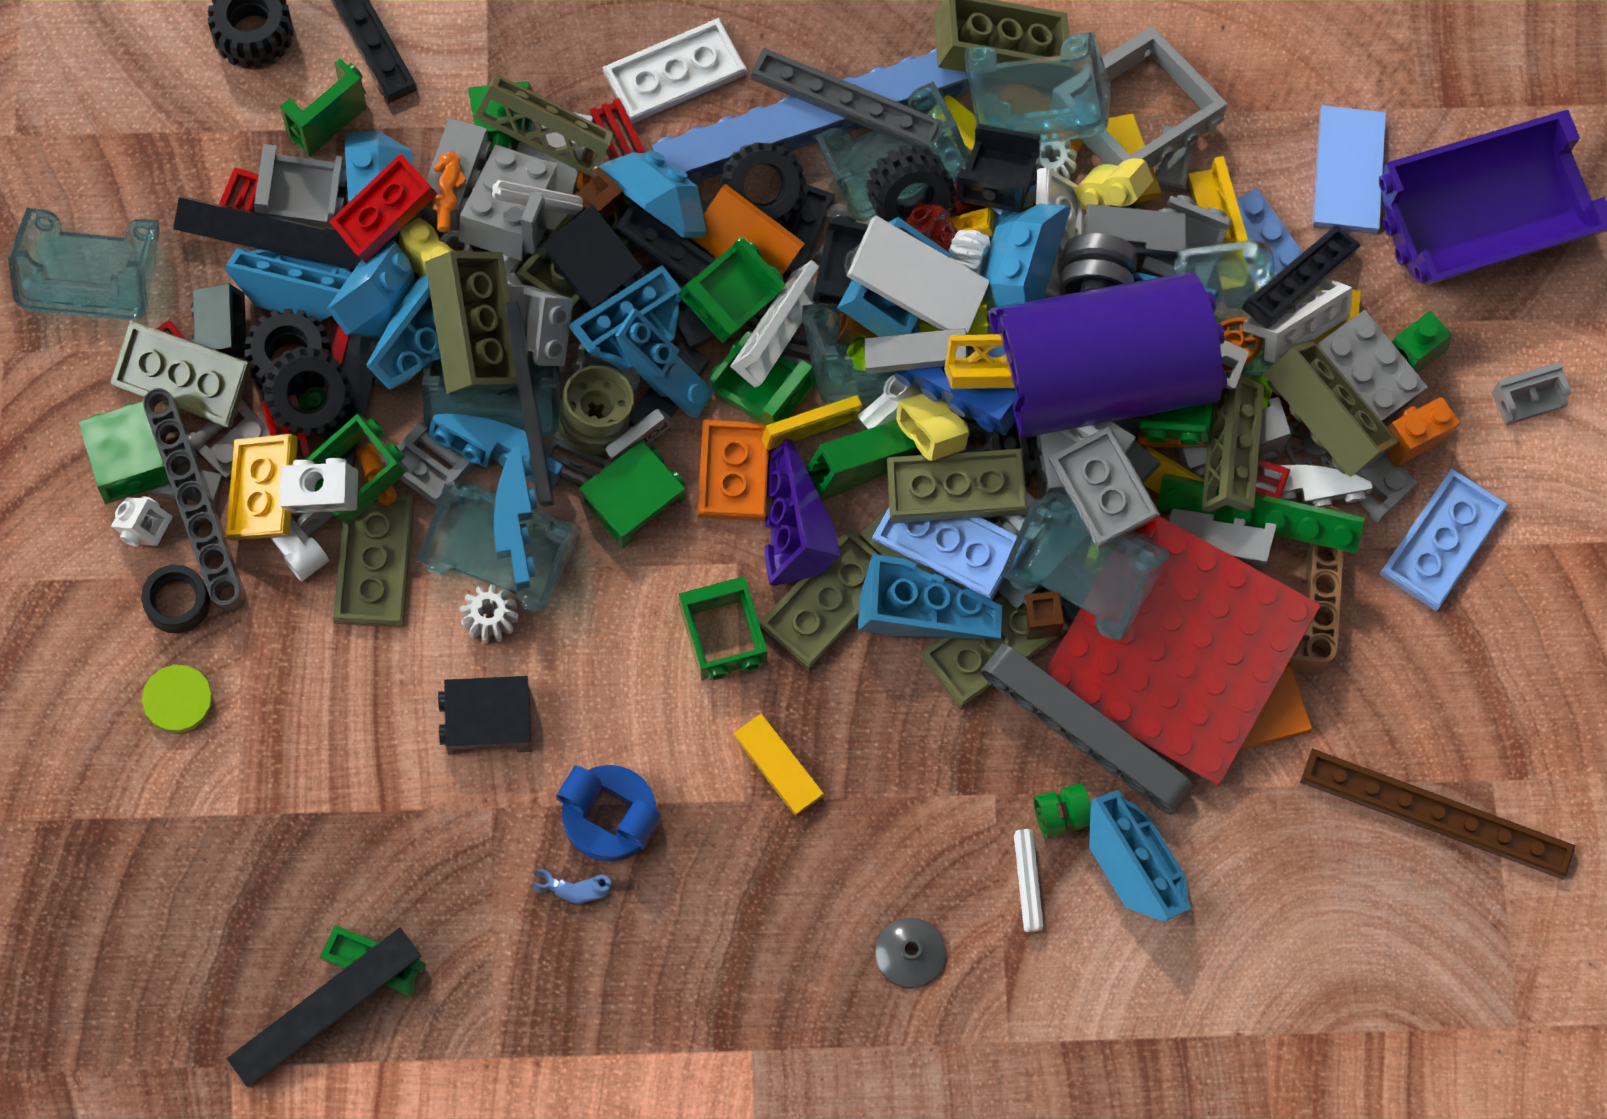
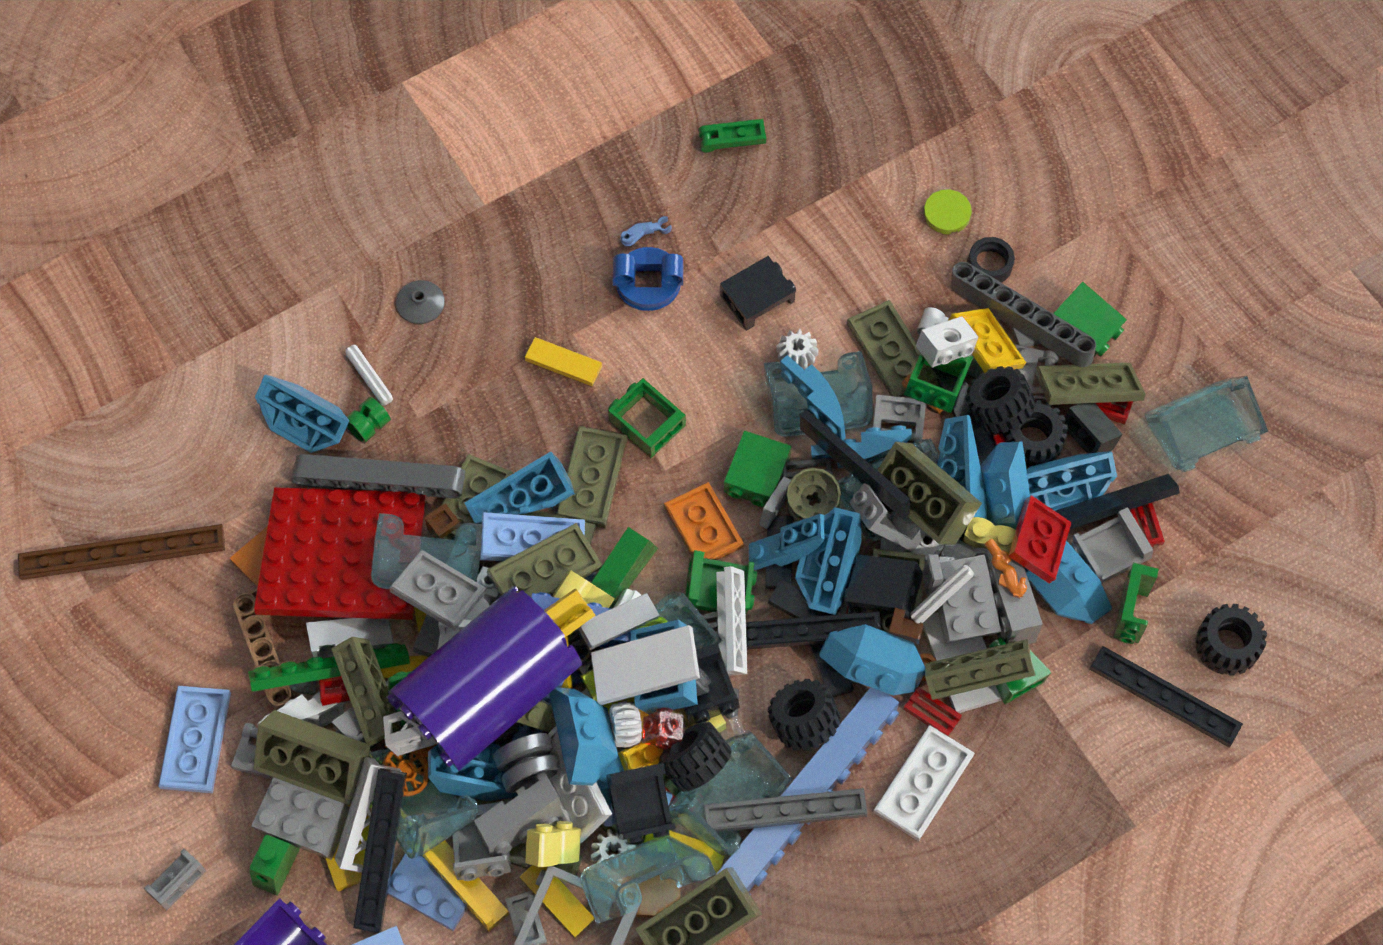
camera: 155 degrees right, 5 degrees down
(141, 521) = (1044, 287): white brick -> none
(324, 1007) = (741, 96): black tile -> none
(732, 289) = (776, 623): green panel -> none
(734, 216) = (788, 669): orange tile -> none
(801, 529) = (630, 496): dark purple wedge -> none
(808, 223) = (756, 703): black tile -> none
(812, 422) = (671, 571): yellow tile -> none
(1421, 430) = (244, 796): orange brick -> none

